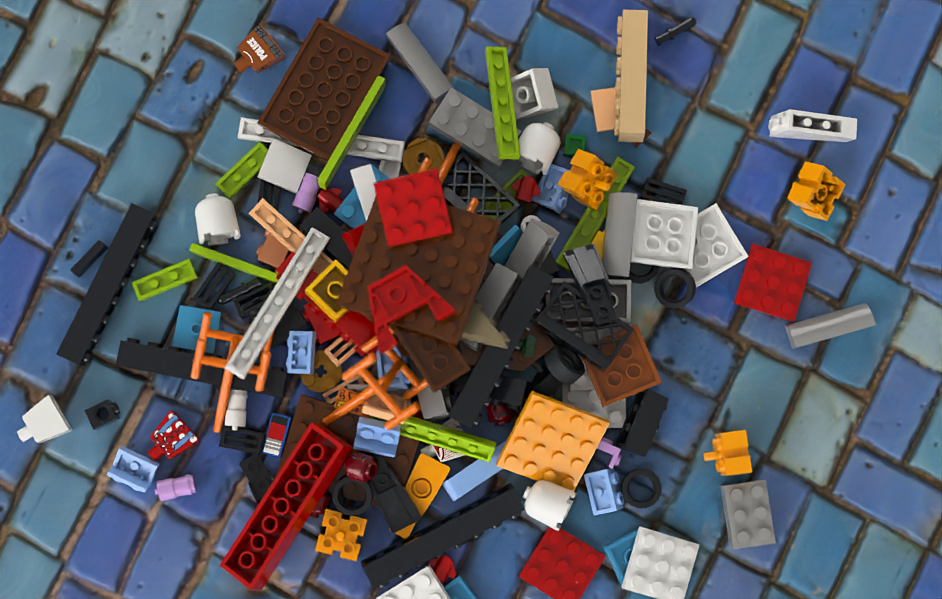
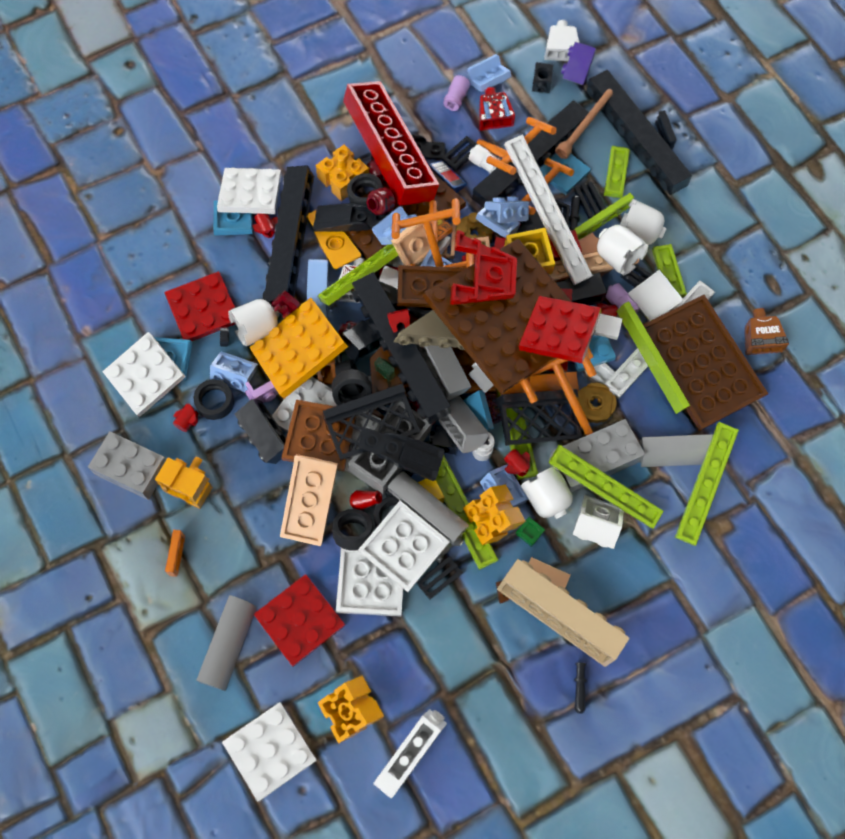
camera: 130 degrees right, 15 degrees down
(67, 385) = (579, 63): none -> dark purple brick
(177, 339) = (565, 149): none -> nougat piece
(270, 217) = (621, 248): none -> white cylinder
(286, 348) = (509, 210): none -> light blue bracket
(439, 24) = (706, 484): none -> lime tile
(482, 360) = (397, 317): none -> red tile
(518, 483) = (285, 304): none -> dark red tile
(578, 522) = (224, 336): none -> black tile
(643, 297) = (363, 499): none -> red cone
(673, 499) = (185, 418): none -> red piece
(678, 337) = (308, 499): none -> light nougat plate
(790, 419) = (175, 553): none -> orange tile
(883, 236) = (269, 751): none -> white plate

